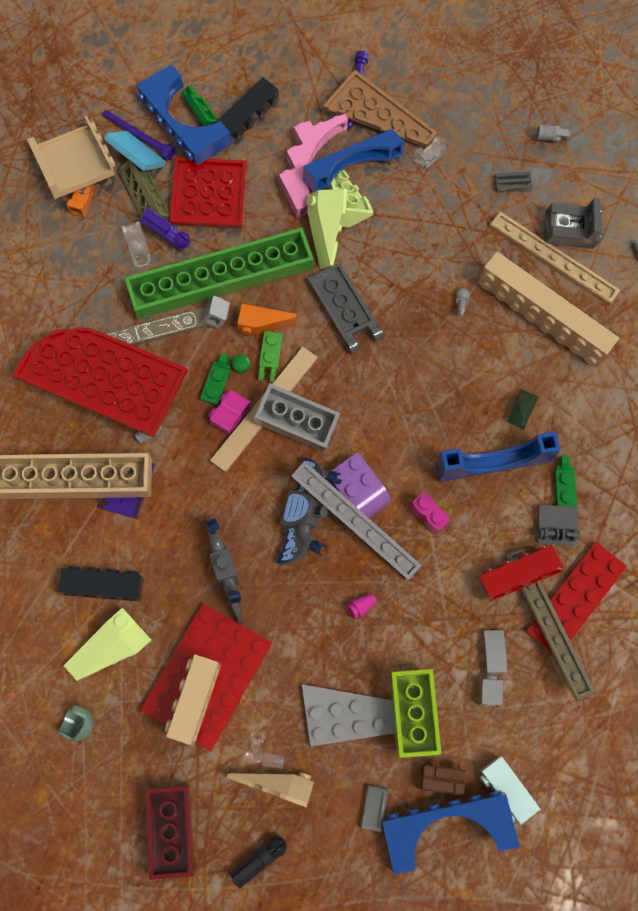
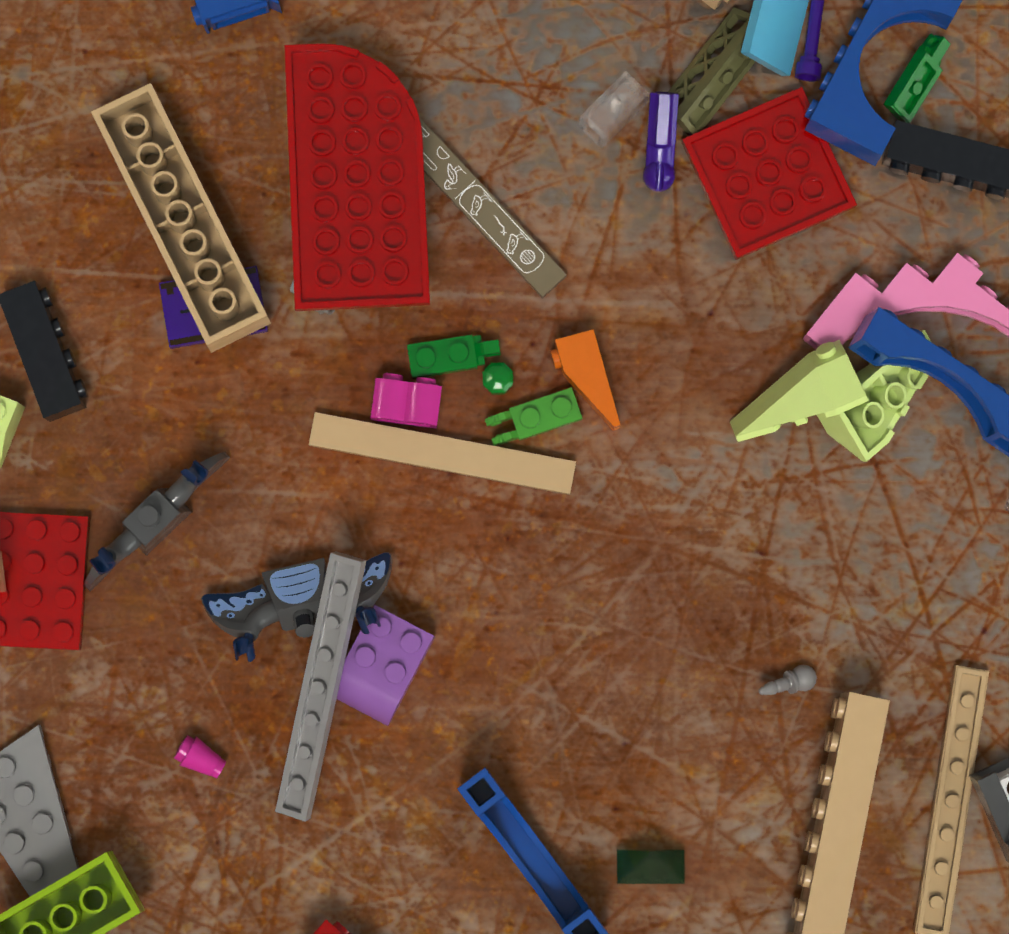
camera: 70 degrees right, 10 degrees up
(215, 312) = (560, 295): light grey brick -> none
(219, 273) = (630, 267): bright green brick -> none
(296, 417) = (443, 512): light grey brick -> none
(344, 305) = (681, 491): dark grey hinge -> none
(426, 510) = (391, 805): dark pink brick -> none

